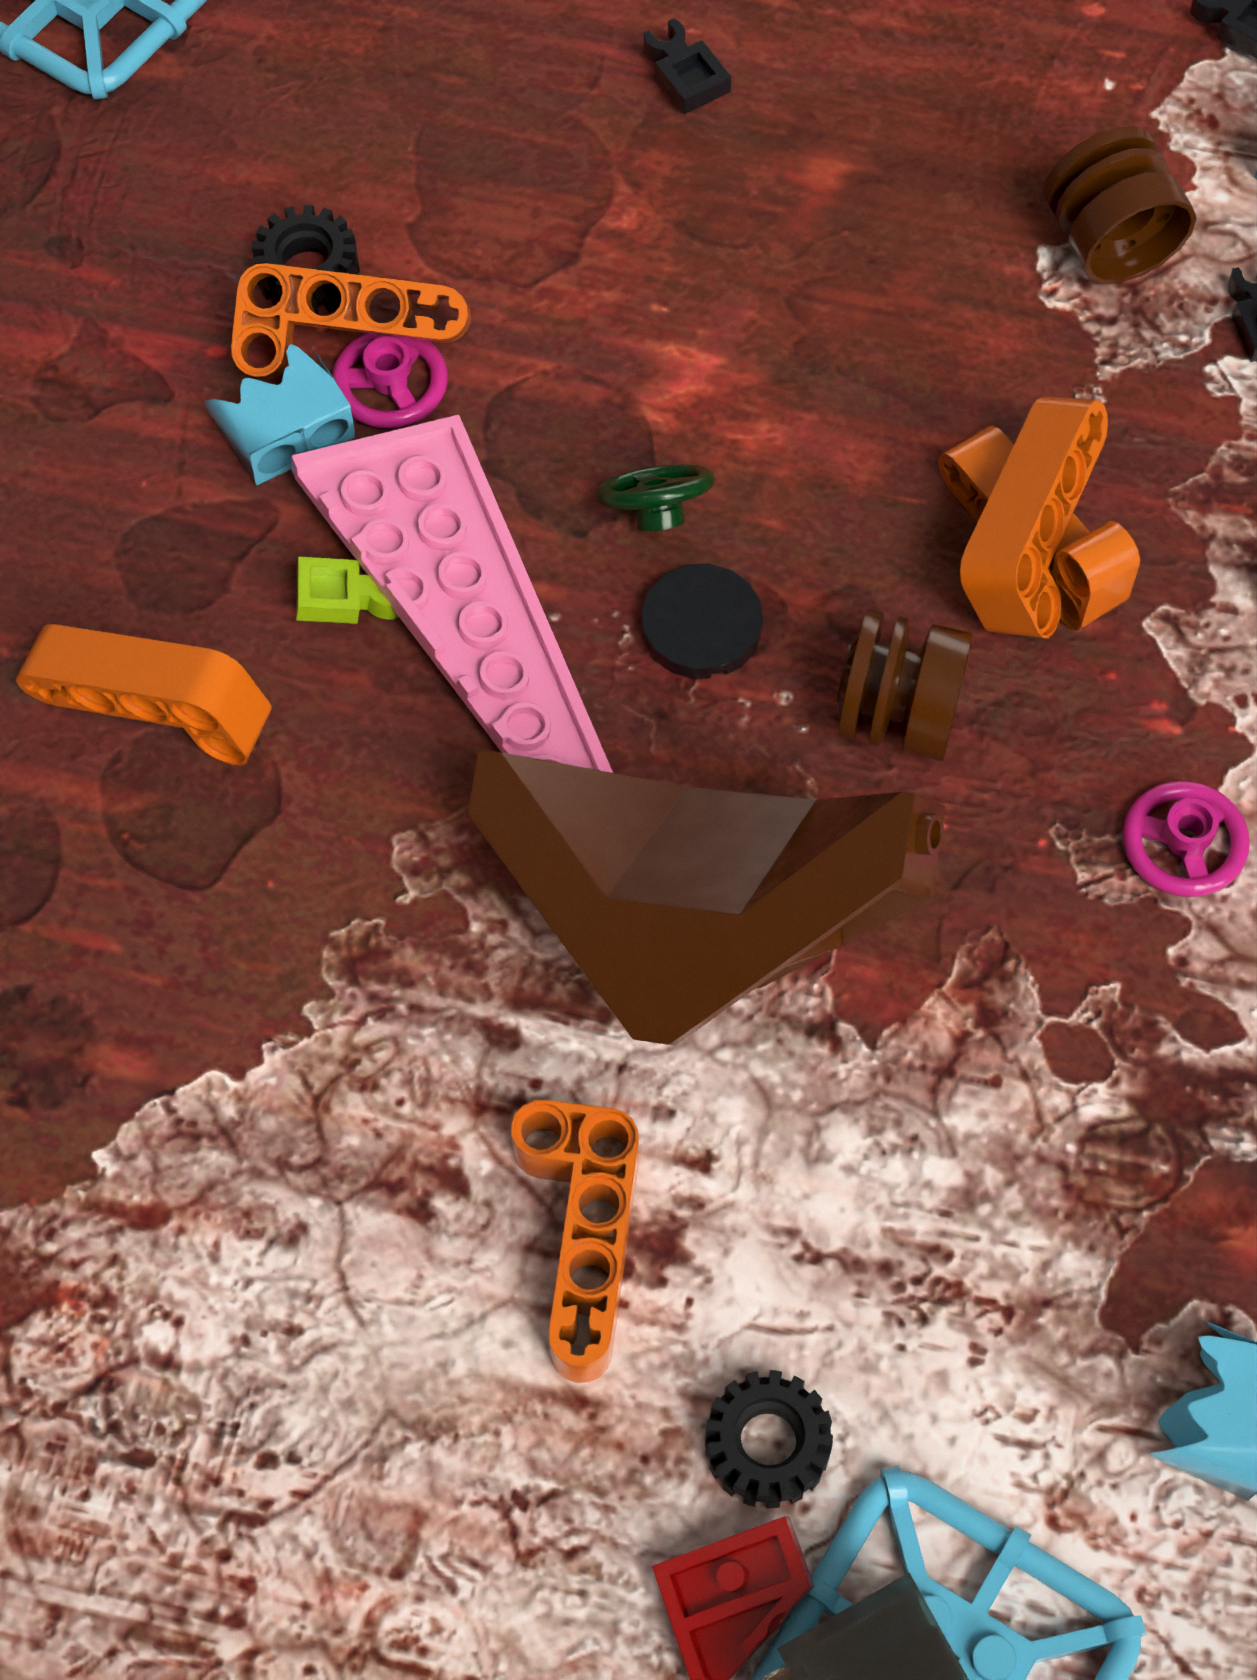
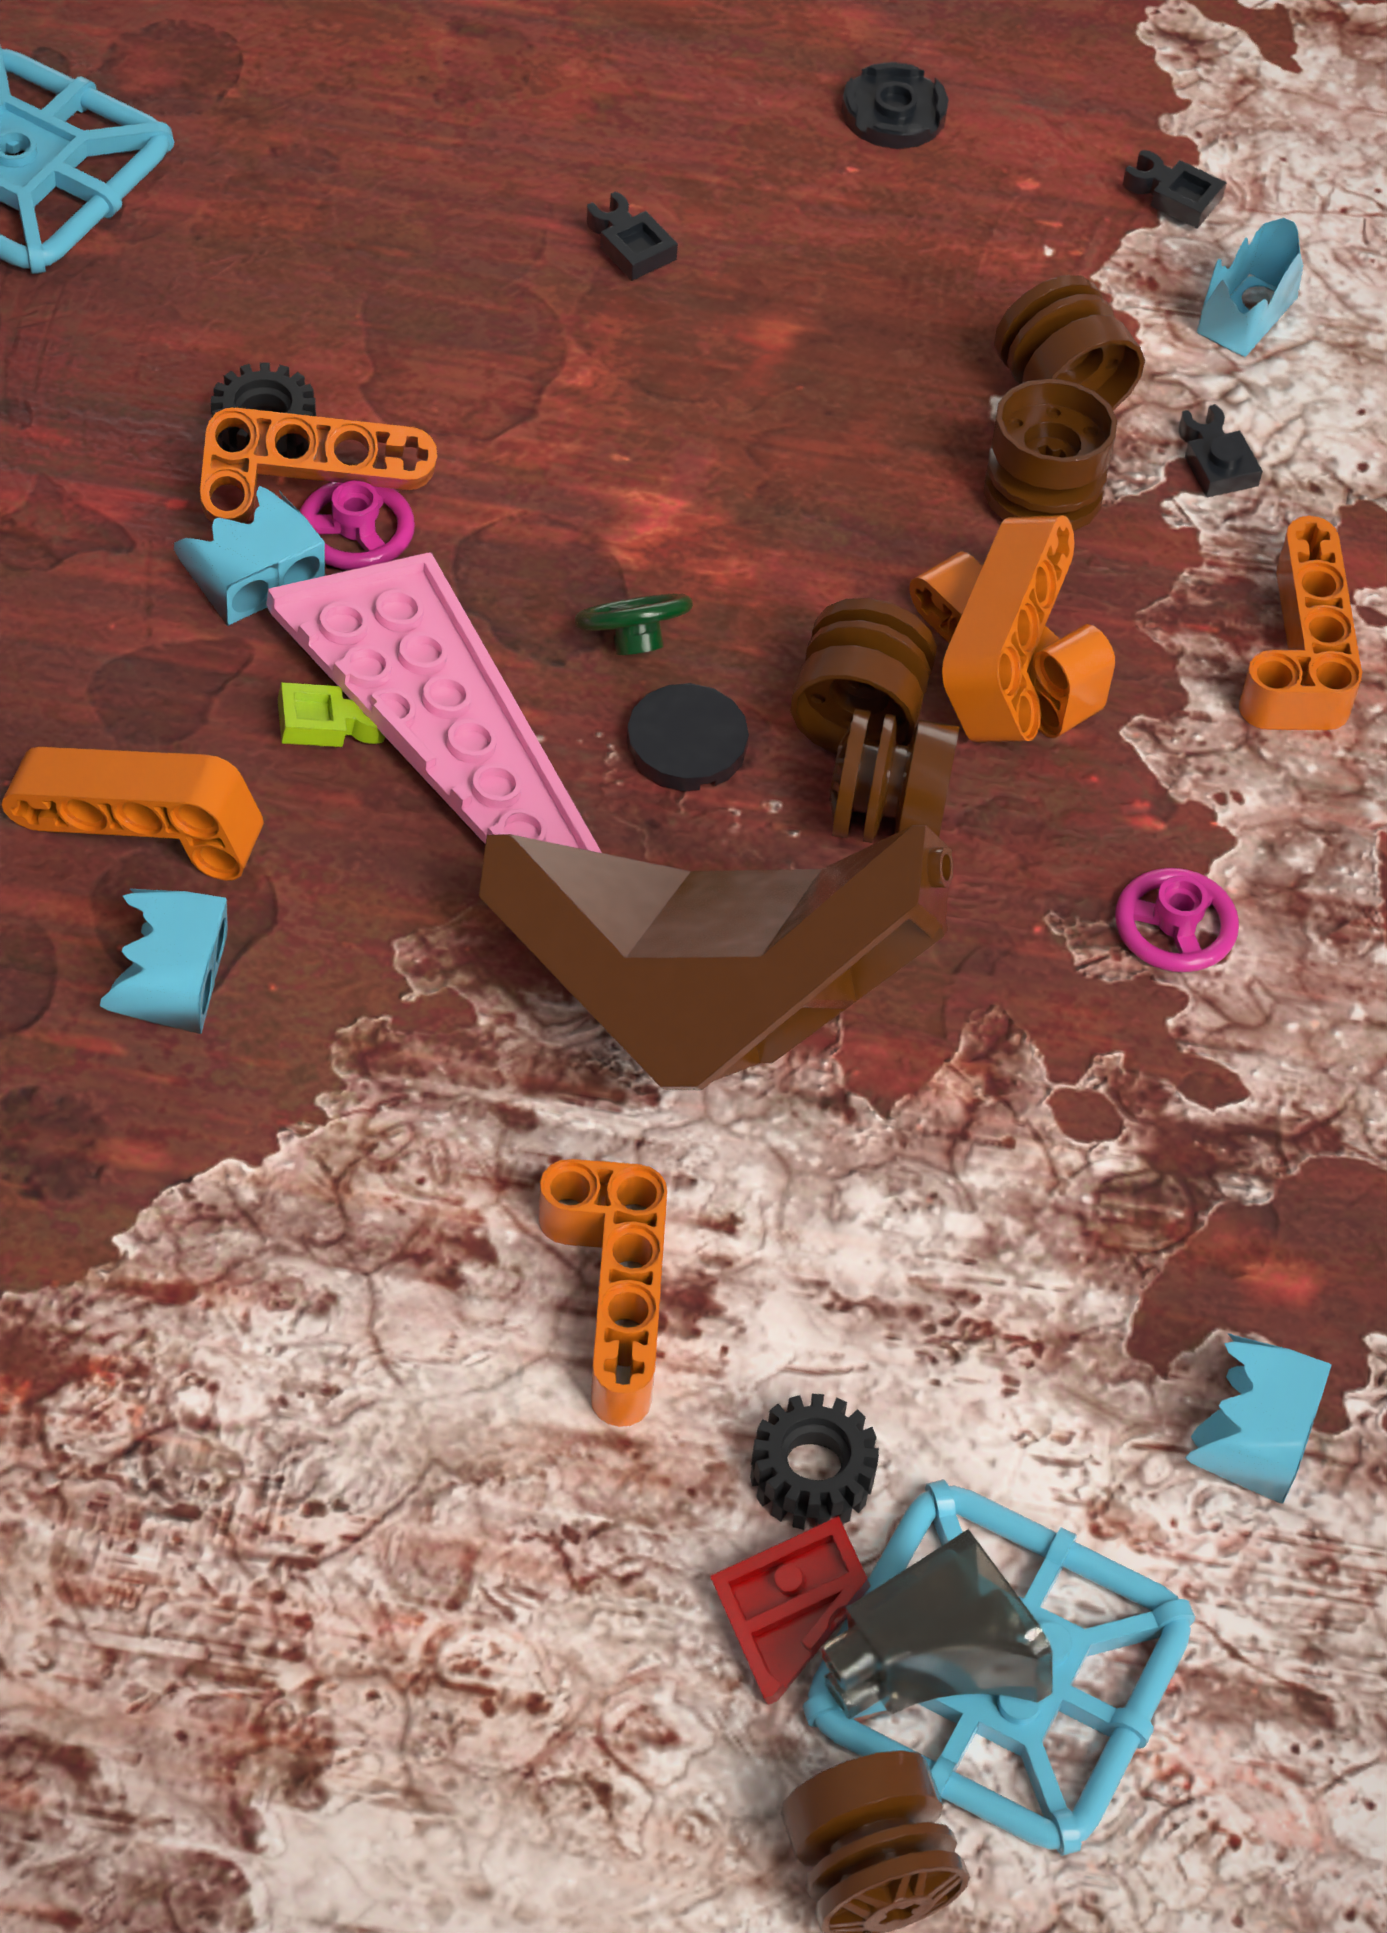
camera: 10 degrees left, 10 degrees down
(173, 865) = (174, 960): none -> medium azure piece
(882, 557) = (866, 659): none -> reddish brown wheel
(1091, 321) = (1050, 452): none -> reddish brown wheel

